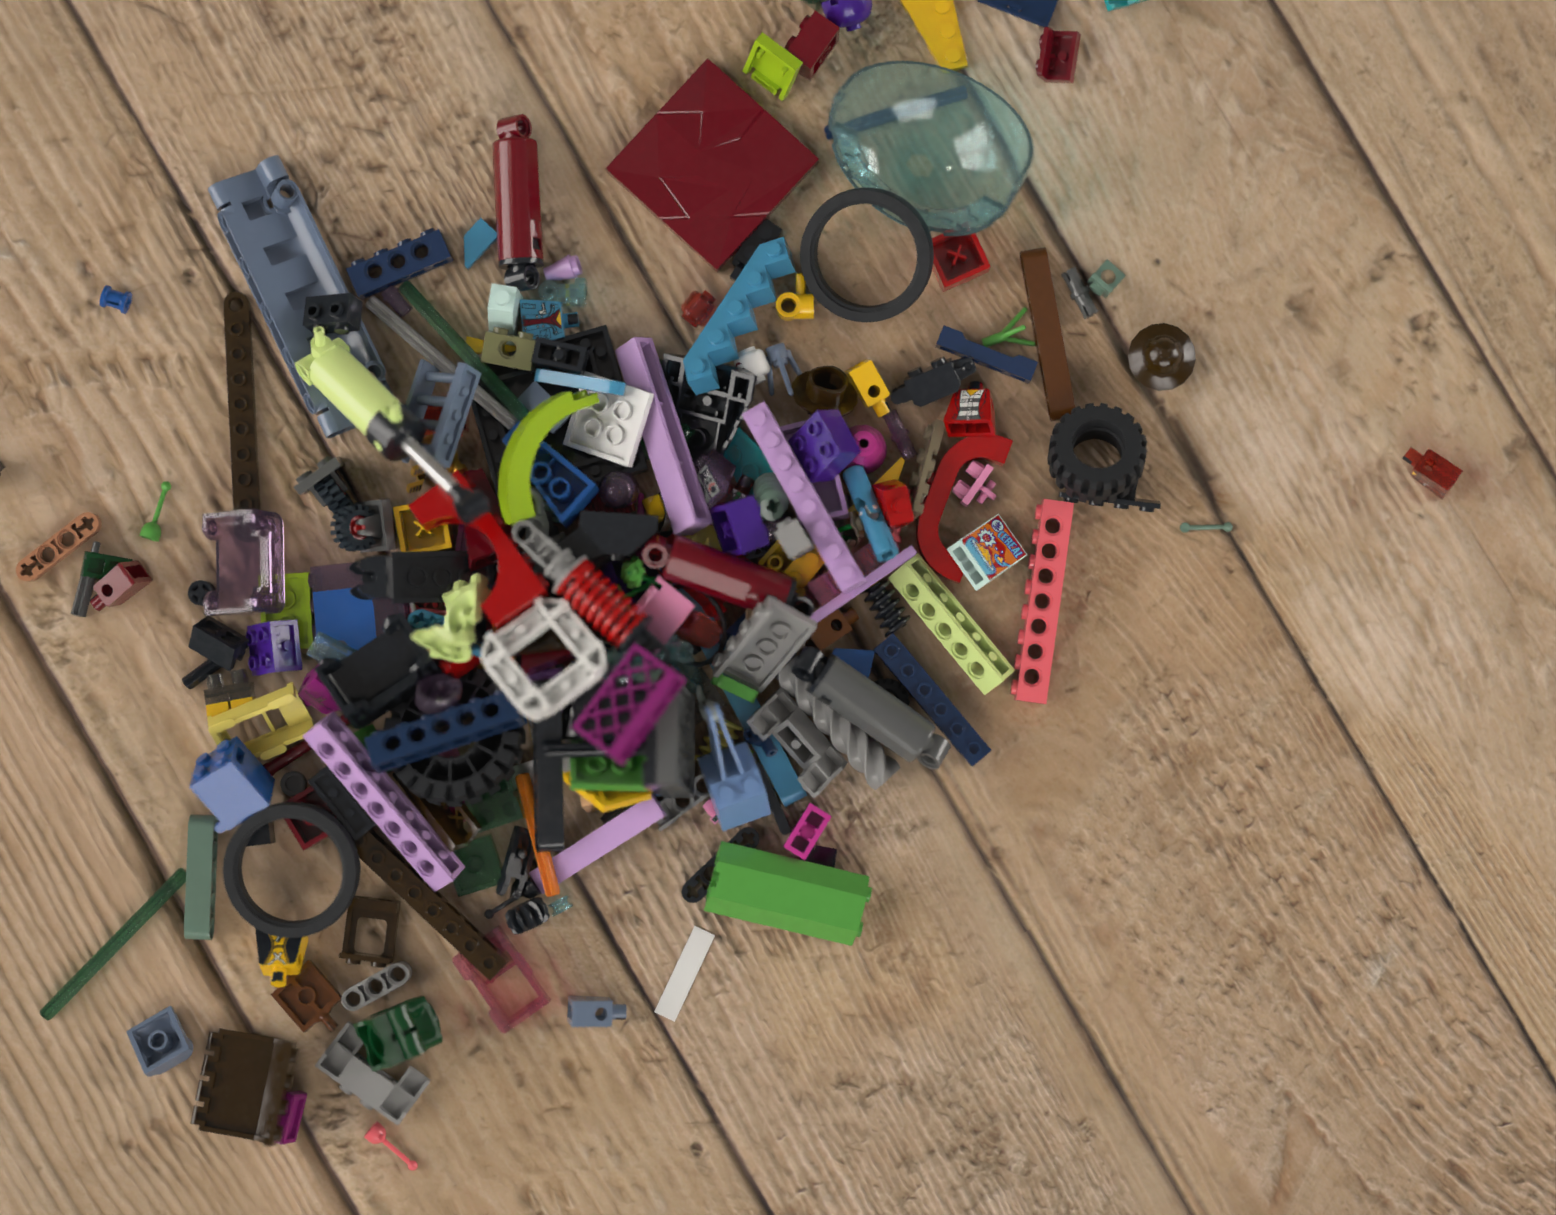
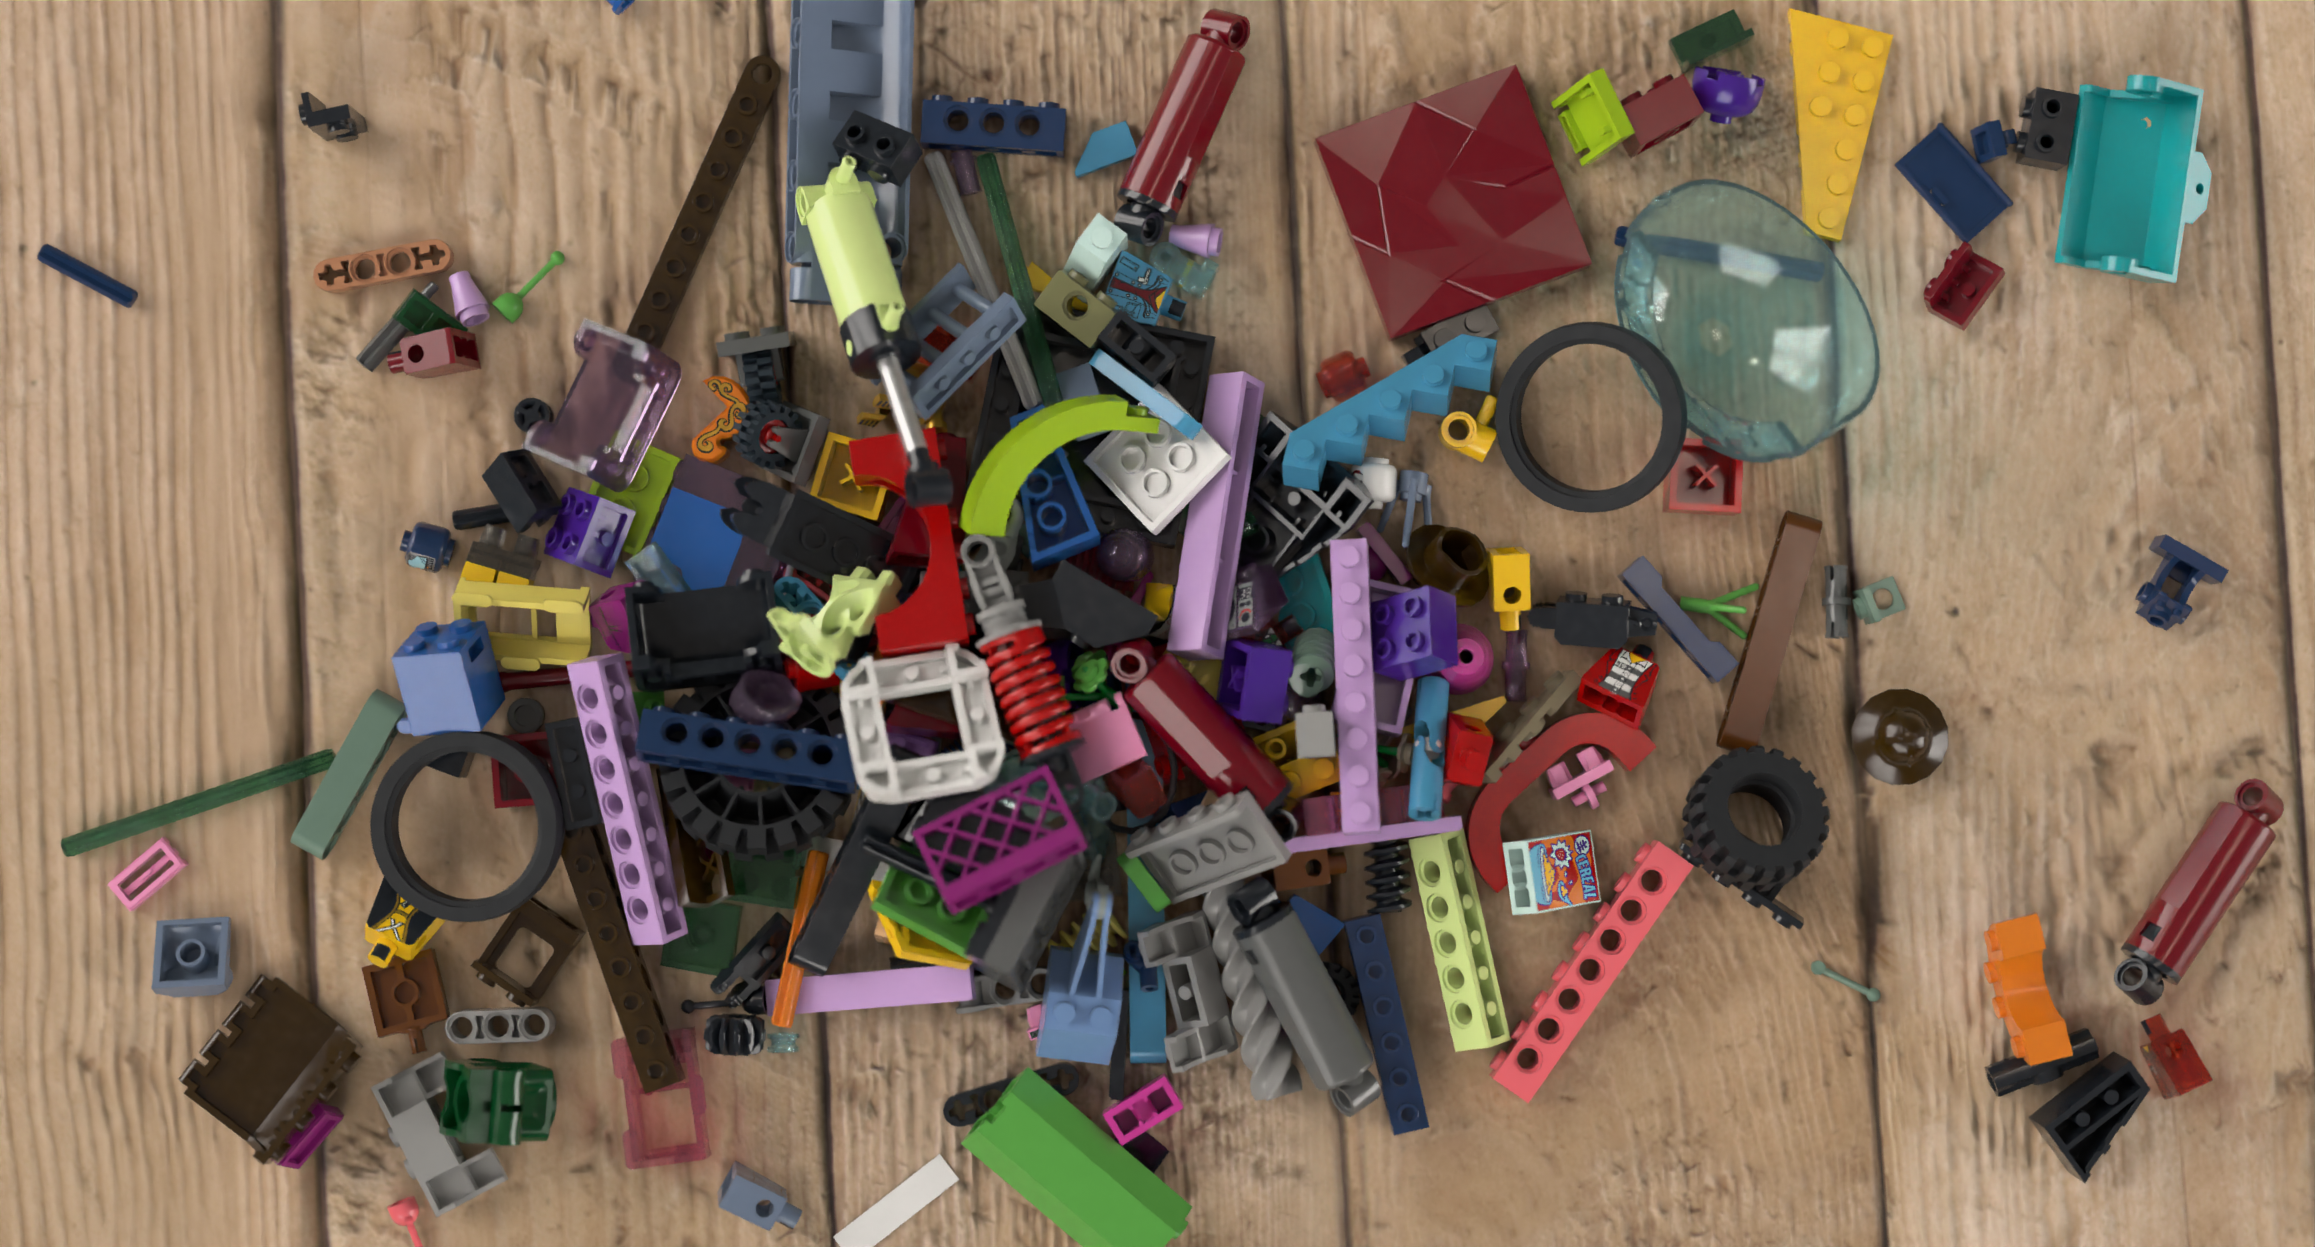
camera: 25 degrees right, 0 degrees up
(113, 986) = (171, 854): none -> bright pink tile
(124, 542) = (468, 301): none -> lavender cone
(177, 709) = (428, 547): none -> dark blue head
(321, 552) = (710, 441): none -> animal
(781, 410) = (1382, 557): none -> magenta tile
(1285, 161) = (2184, 567): none -> dark blue tile
(1317, 475) = (2021, 990): none -> orange brick
(1353, 515) = (2015, 1073): none -> black piece
(1396, 358) = (2198, 892): none -> dark red piece
(1399, 531) = (2090, 1113): none -> black wedge

